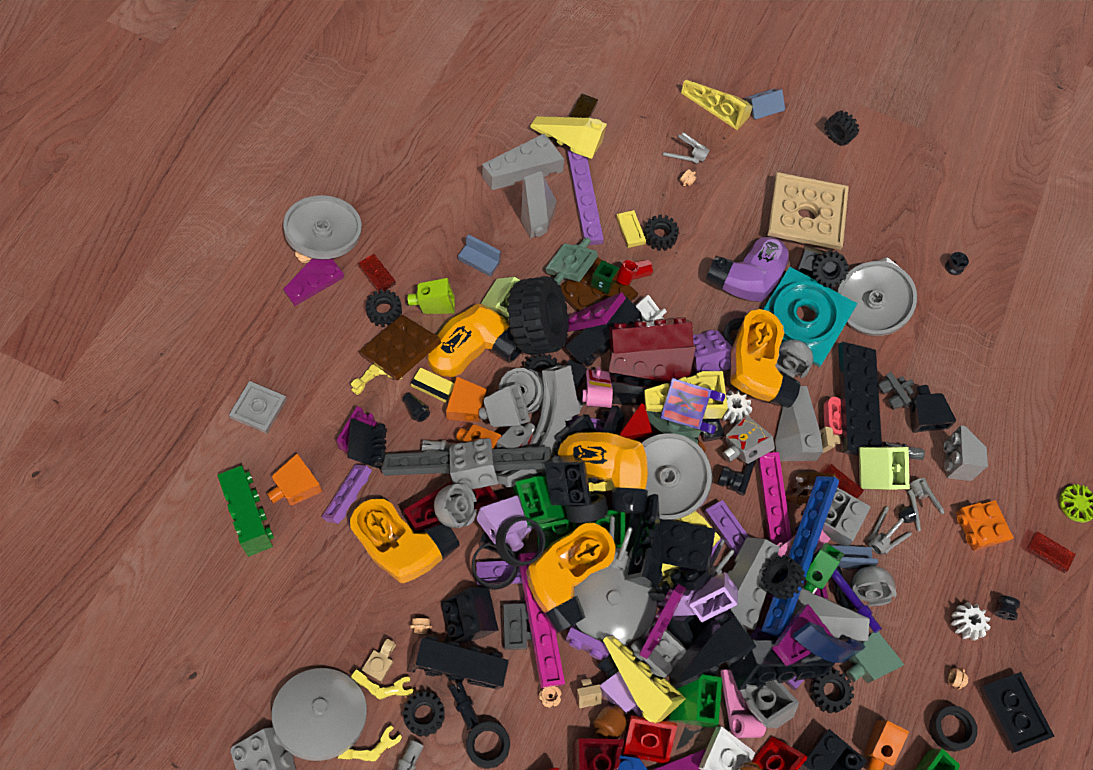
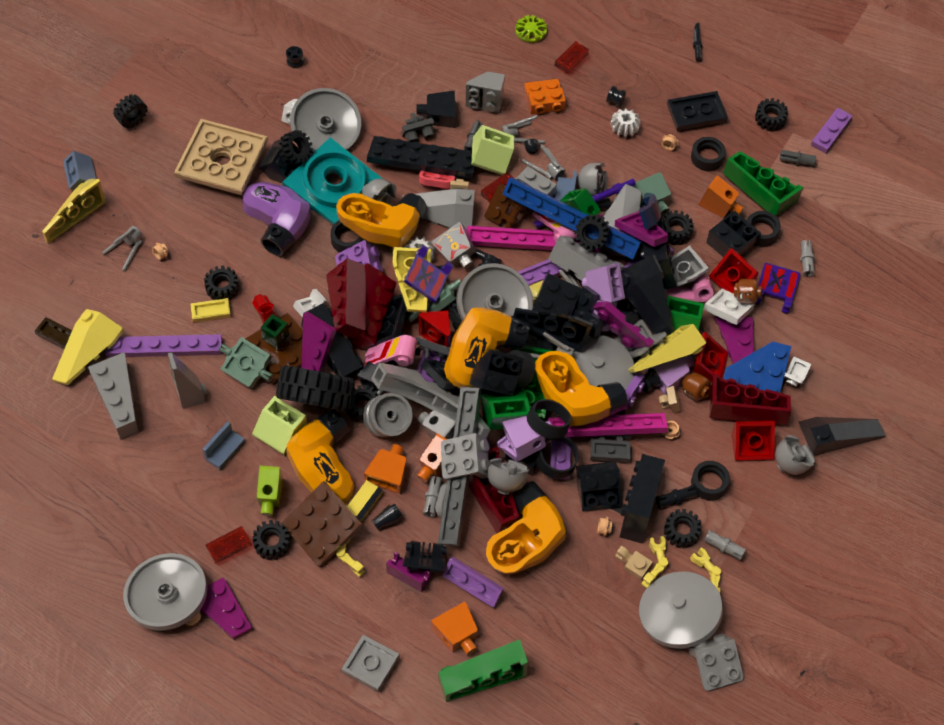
camera: 80 degrees left, 5 degrees down
(505, 407) = (408, 428): light grey torso -> none

